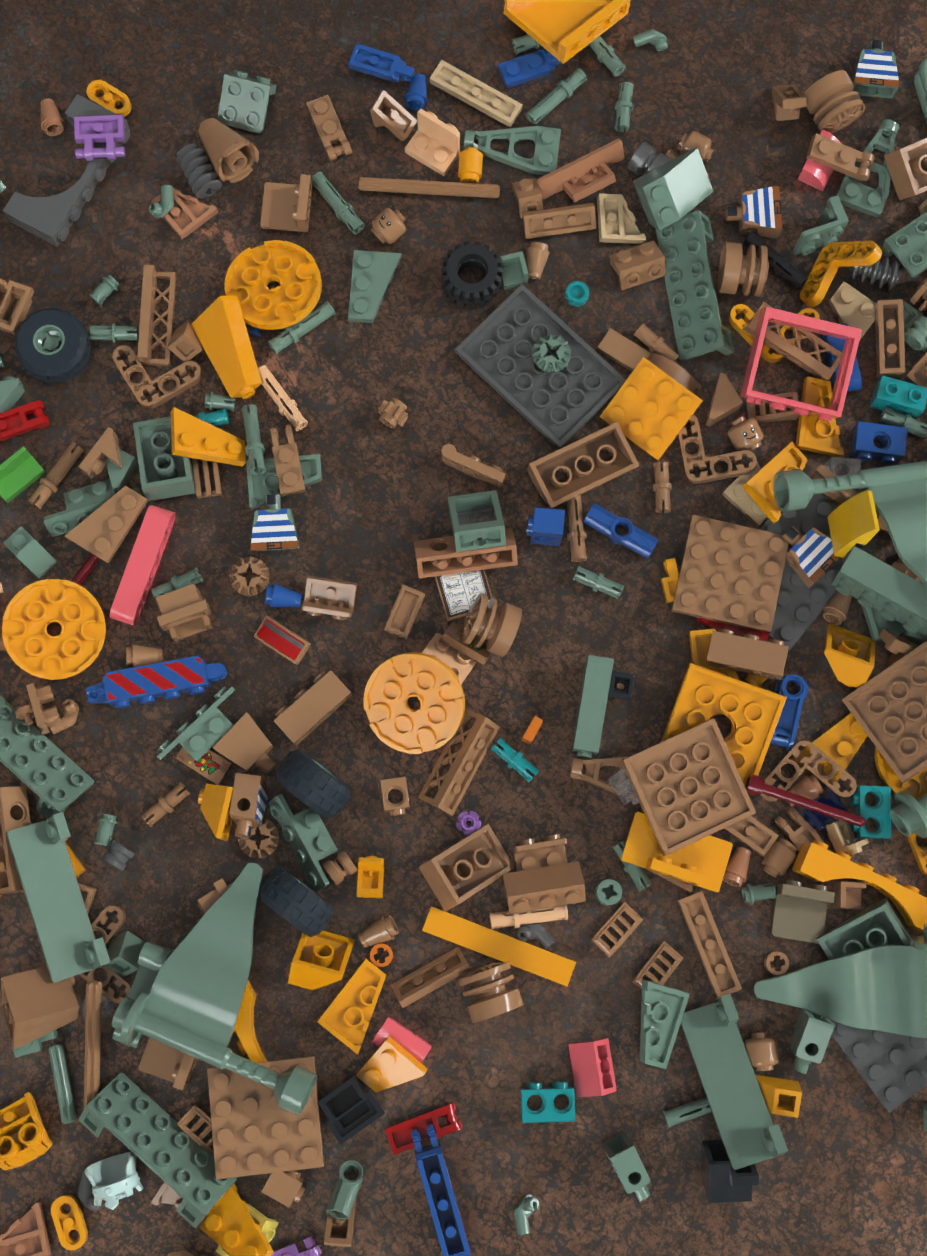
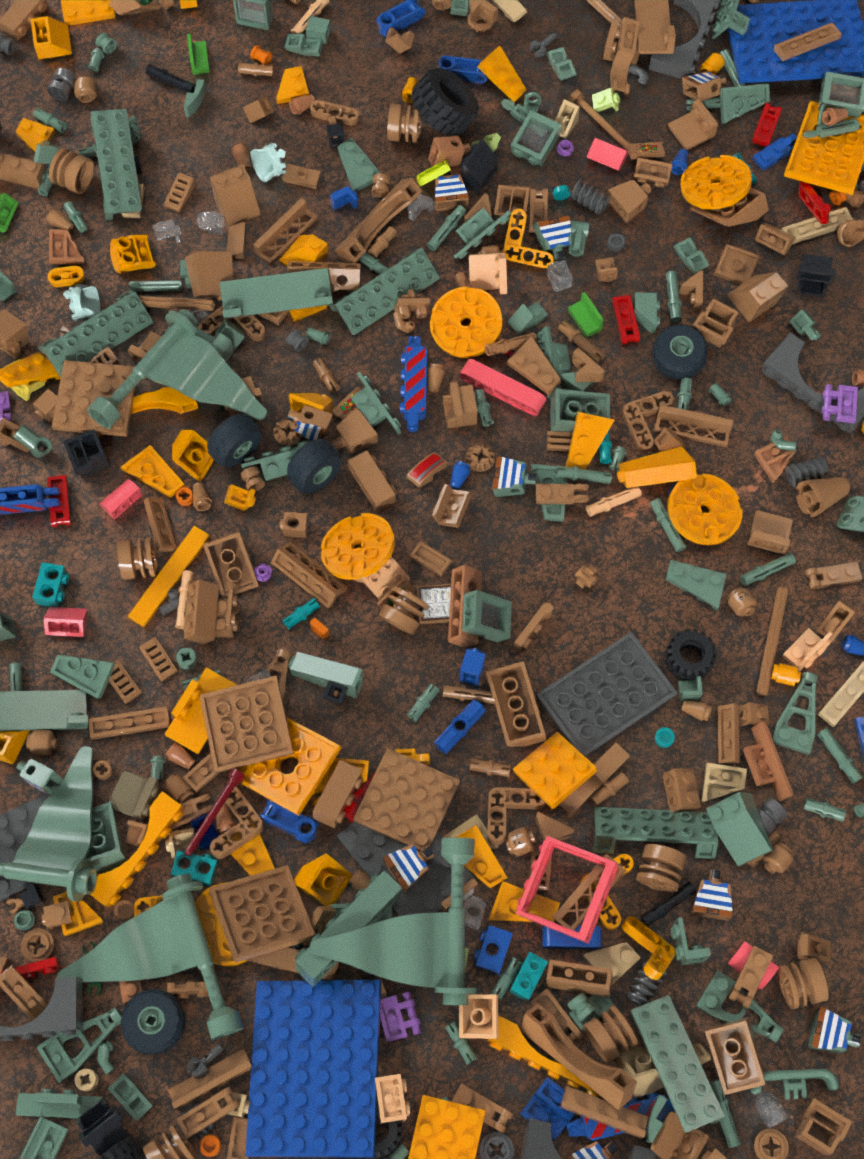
camera: 105 degrees right, 10 degrees down
(82, 571) = (504, 346): none -> medium nougat pin
(390, 1067) = (105, 485): light orange wing -> none
(550, 363) = (610, 709): sand green gear -> none
(853, 523) = (422, 894): yellow slope -> none

